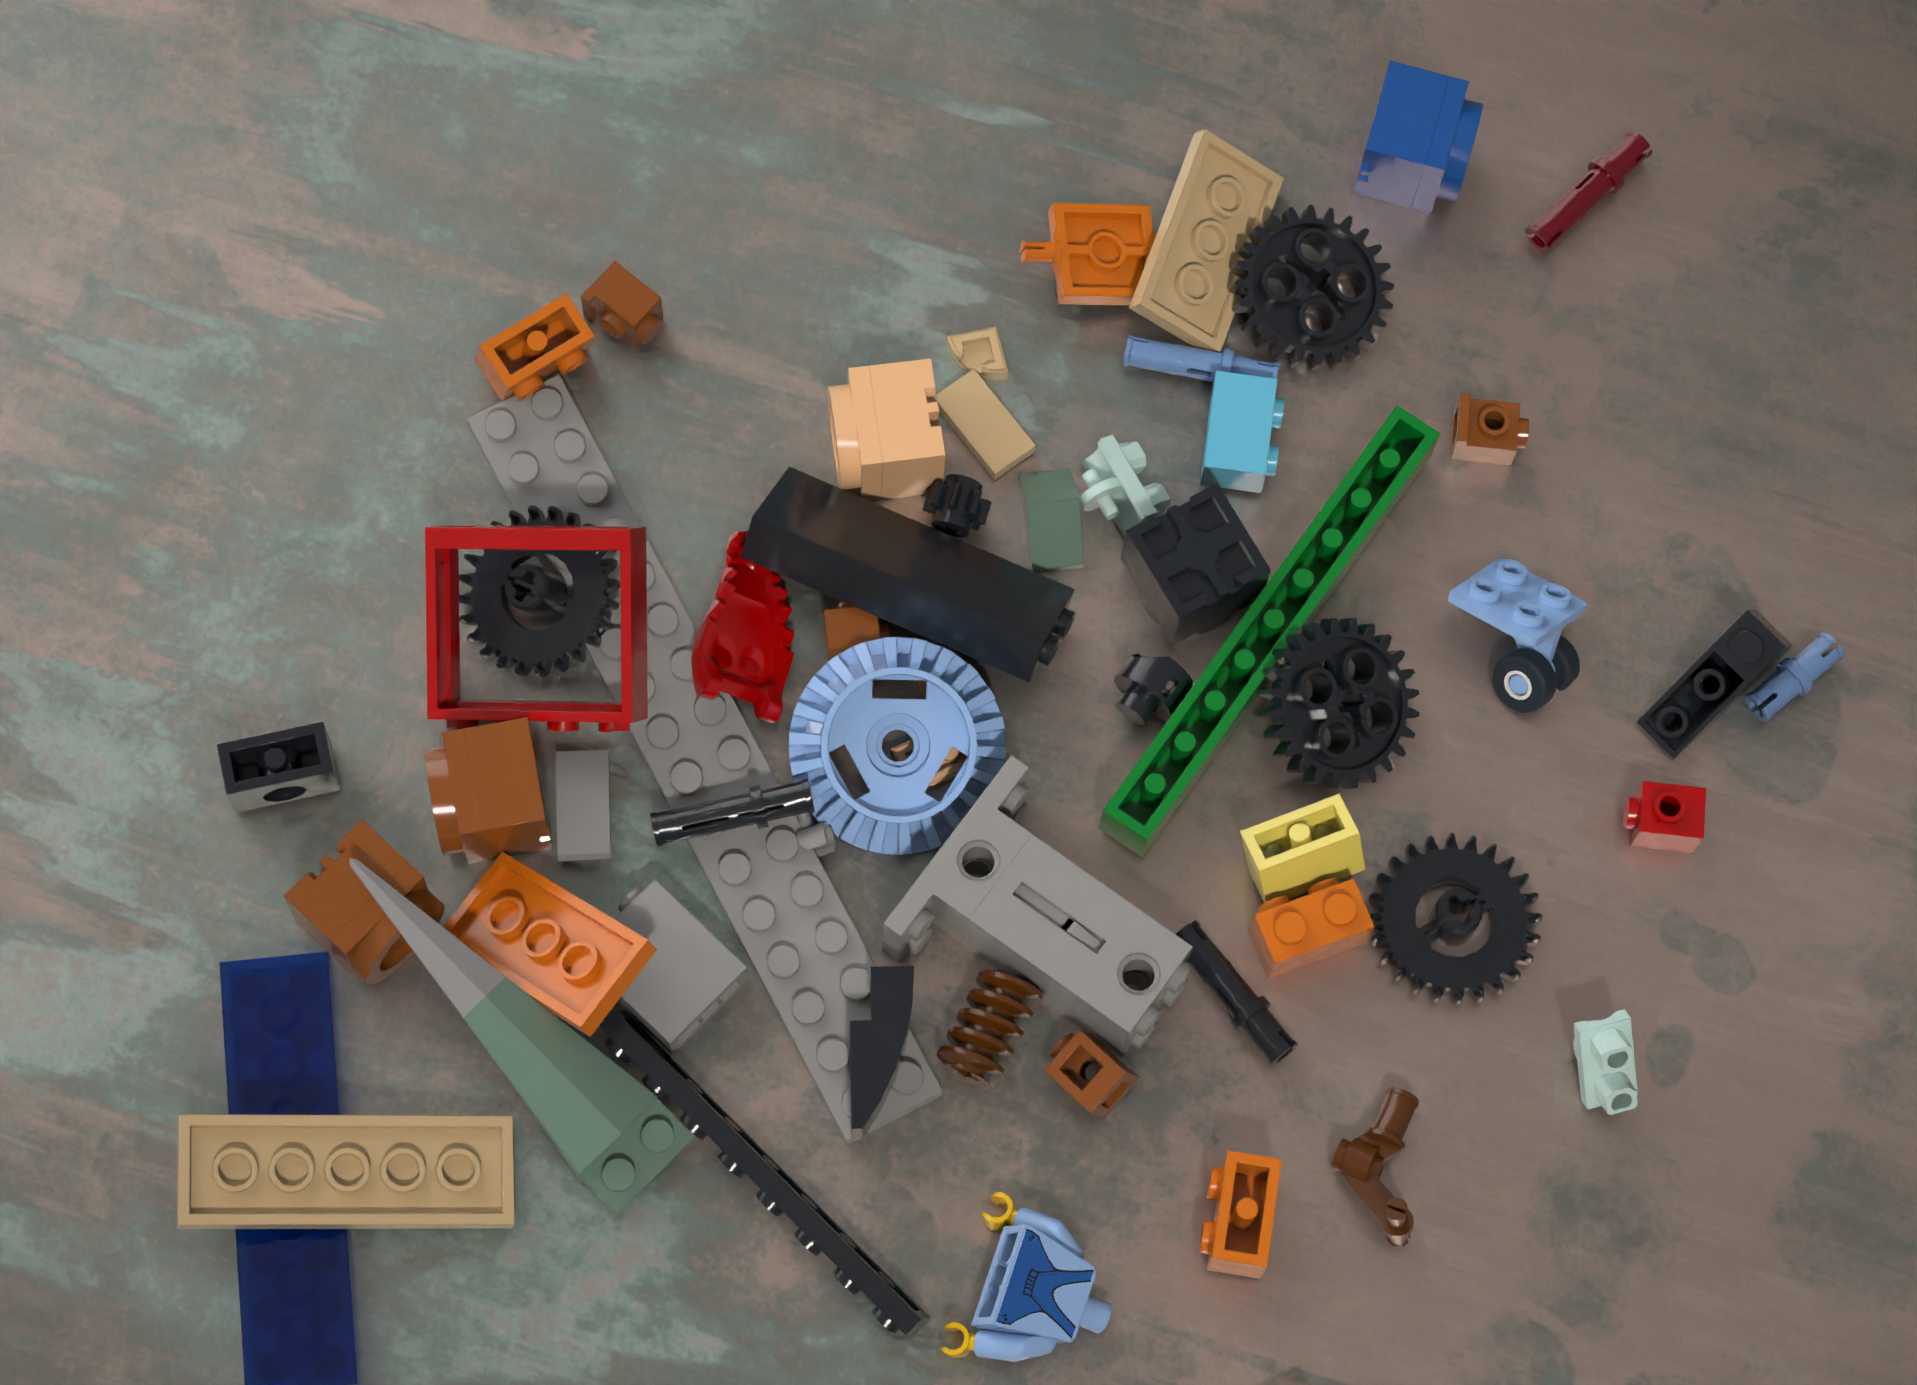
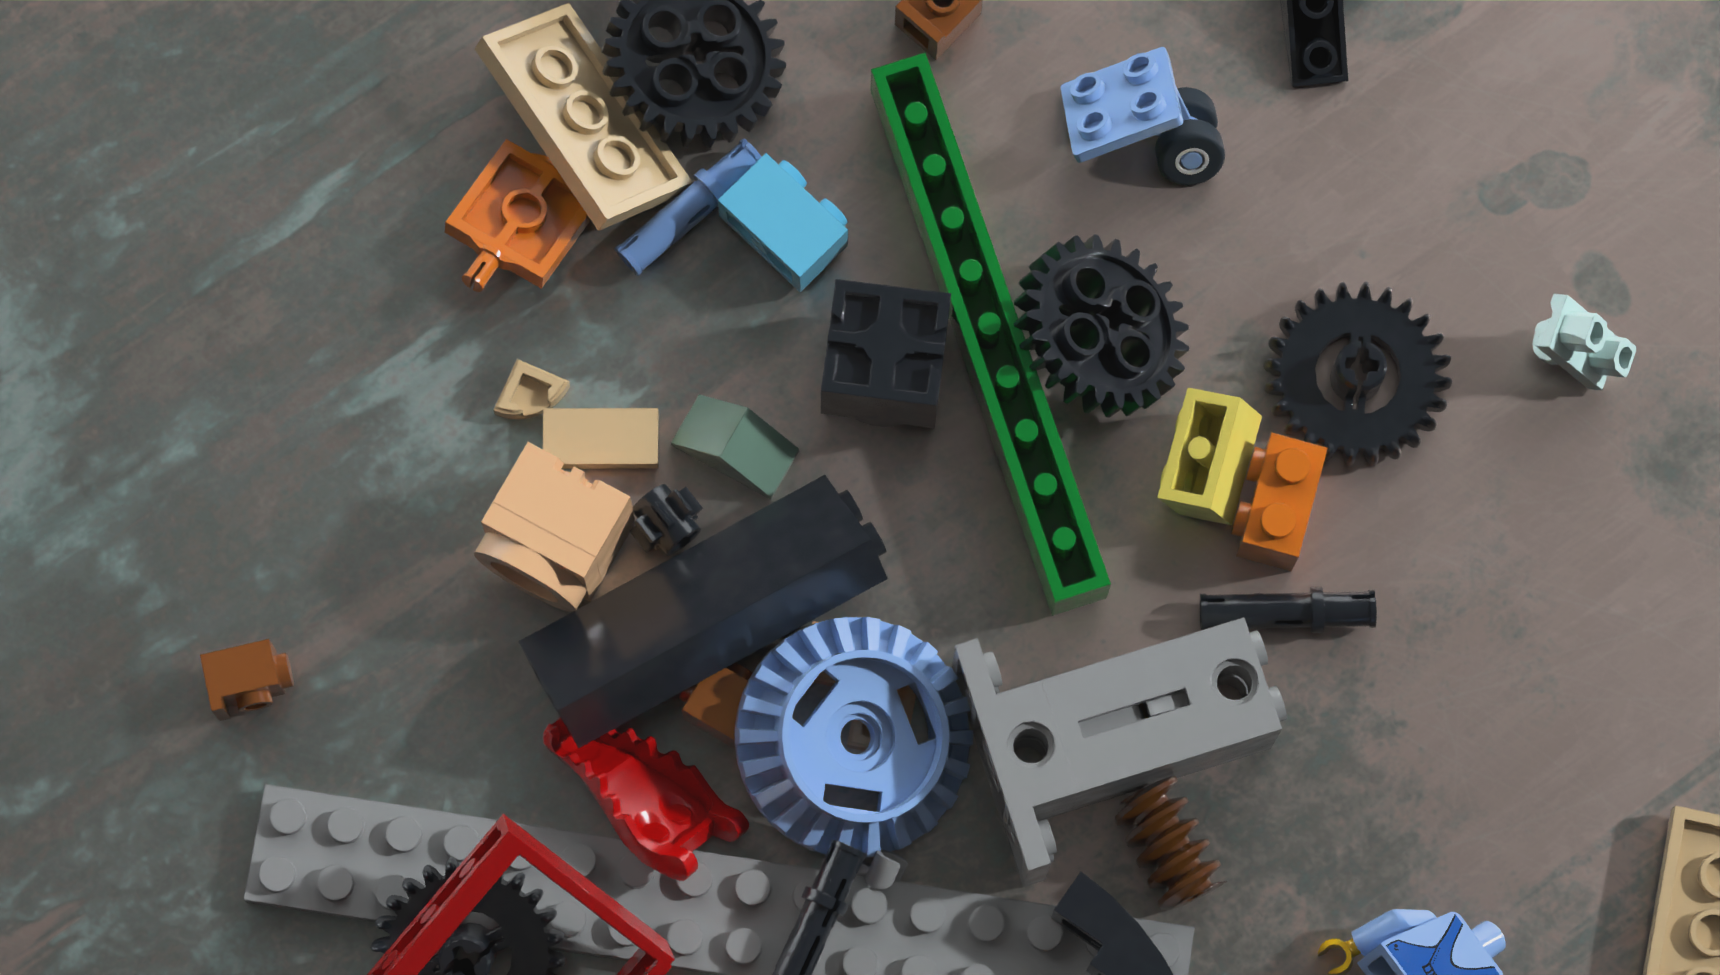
camera: 50 degrees left, 5 degrees up
(535, 348) = (229, 789): orange brick -> none
(1068, 1069) = (1289, 801): dark orange brick -> none
(1115, 485) = (753, 365): light aqua hips -> none
(1145, 691) = (962, 479): black piece -> none
(1243, 1214) = (1493, 750): orange brick -> none
(1364, 1160) = (1513, 609): reddish brown pin -> none
(1666, 816) = (1399, 127): red brick -> none

